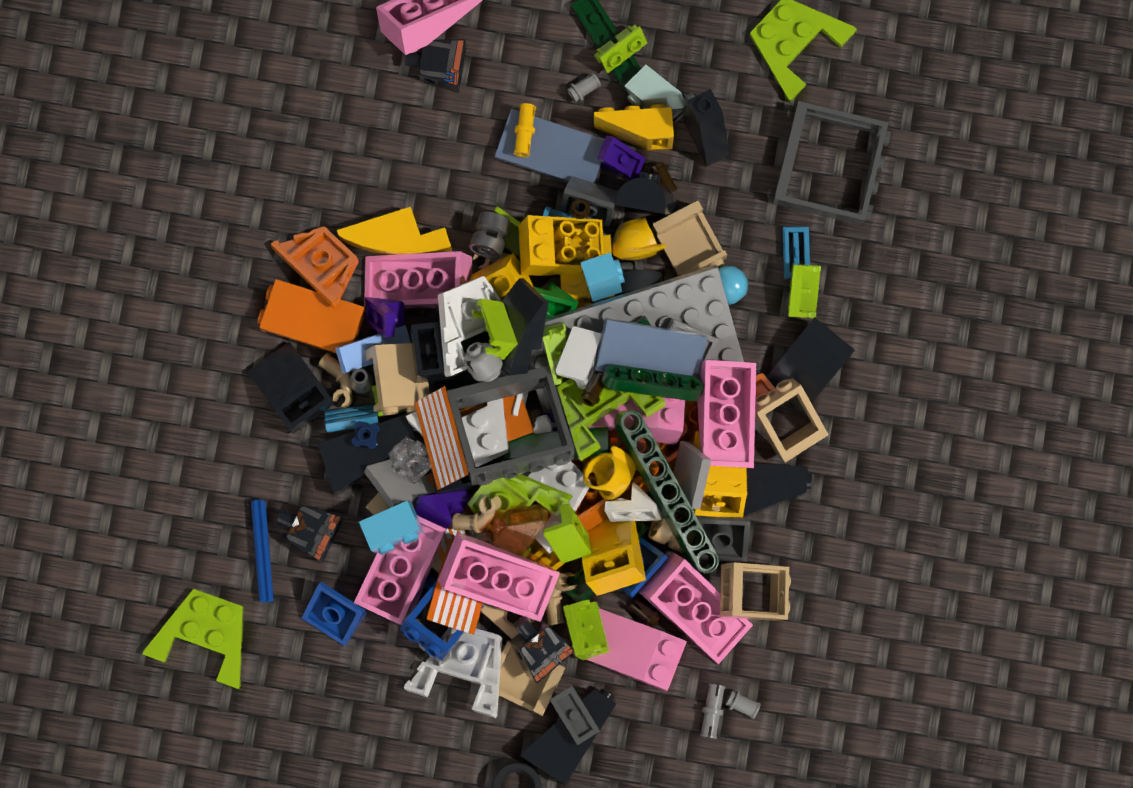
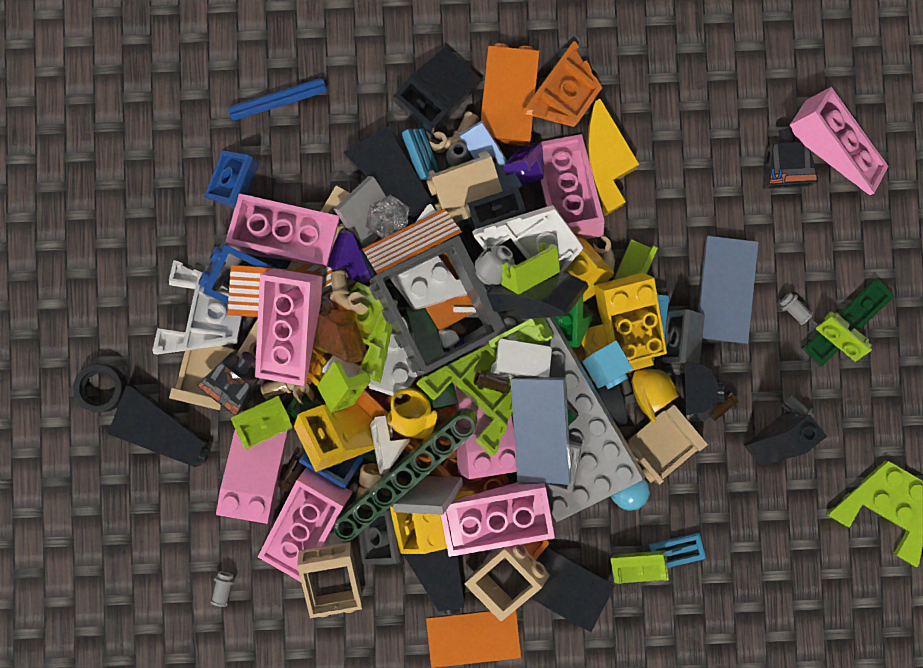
camera: 80 degrees right, 5 degrees up
(207, 623) = (198, 65): lime wing -> none
(311, 530) = (304, 140): torso -> none
(360, 440) = (398, 175): dark blue plate -> none
(392, 527) = (315, 211): medium azure brick -> none
(489, 238) = (622, 247): flat silver wheel -> none
(524, 130) = (740, 259): yellow pin -> none
(574, 715) = (172, 429): dark grey plate -> none
(580, 209) = (672, 329): dark brown pin -> none
(620, 158) = (732, 358): dark purple slope -> none
(624, 379) = (508, 407): dark green beam -> none
(643, 128) = (768, 373): yellow slope -> none
(650, 89) = (807, 377): light aqua slope -> none
(712, 711) = (210, 560): light grey pin -> none
(841, 468) = (472, 639): none -> orange sticker
(876, 163) = (785, 614): dark grey window -> none

